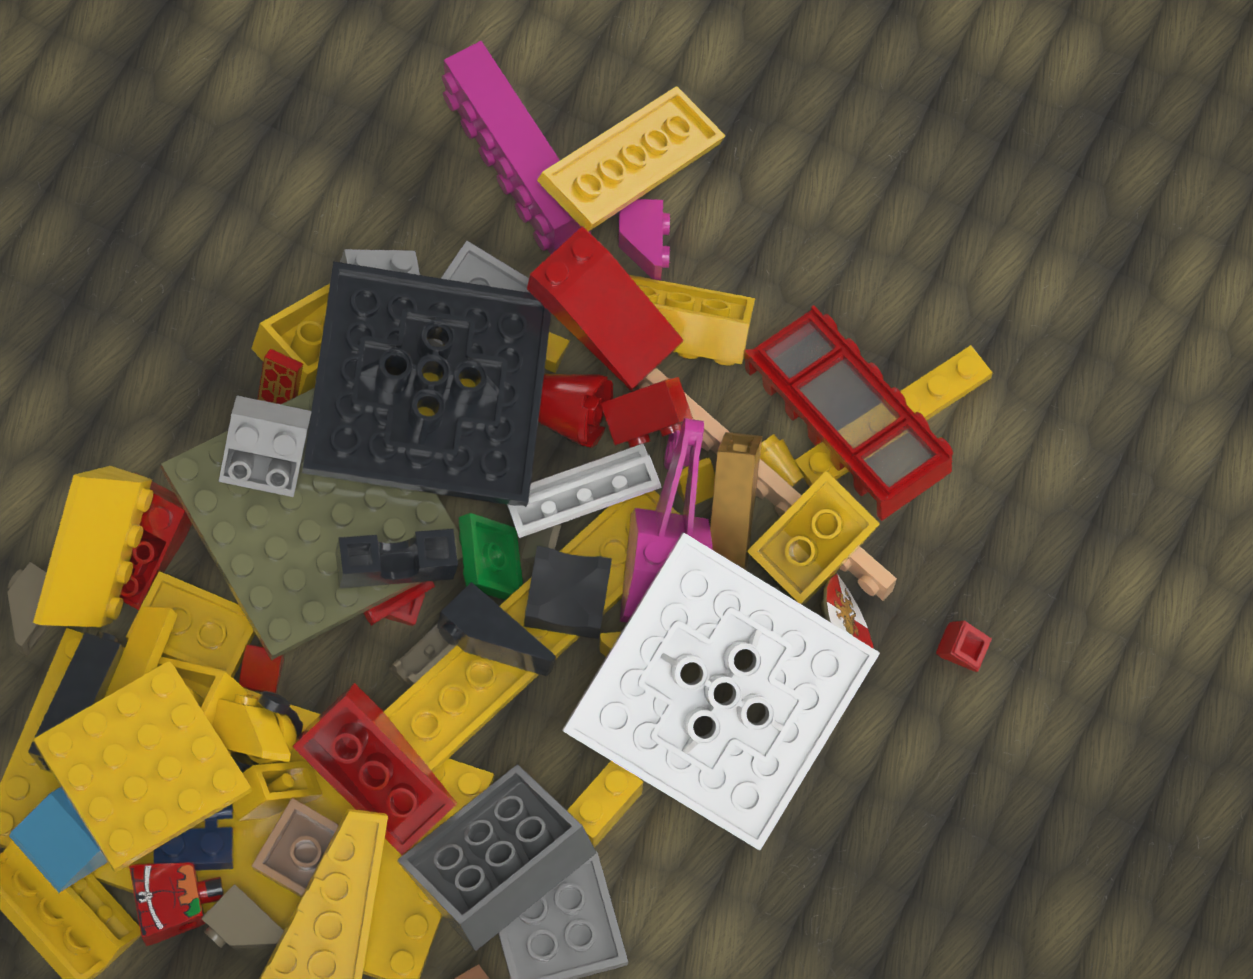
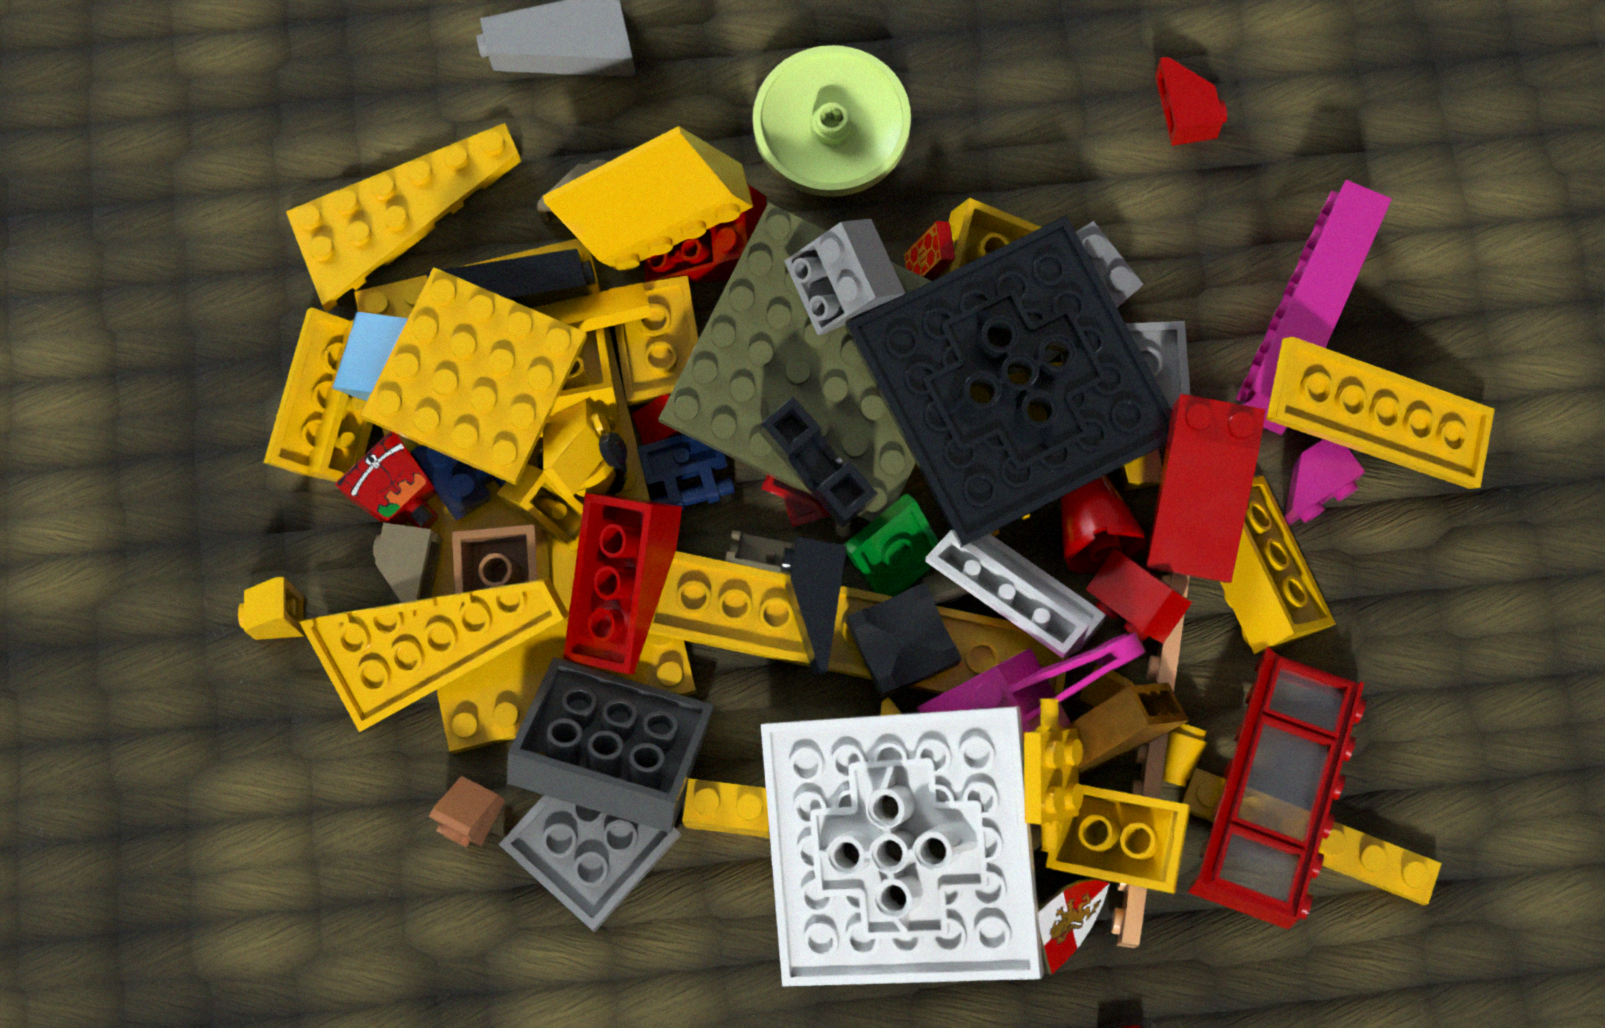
camera: 65 degrees right, 5 degrees up
(113, 384) = (831, 120): none -> yellowish green dish
(291, 127) = (1188, 104): none -> red slope
(304, 668) = (680, 459): none -> dark blue plate
(752, 553) = (1051, 775): none -> yellow plate

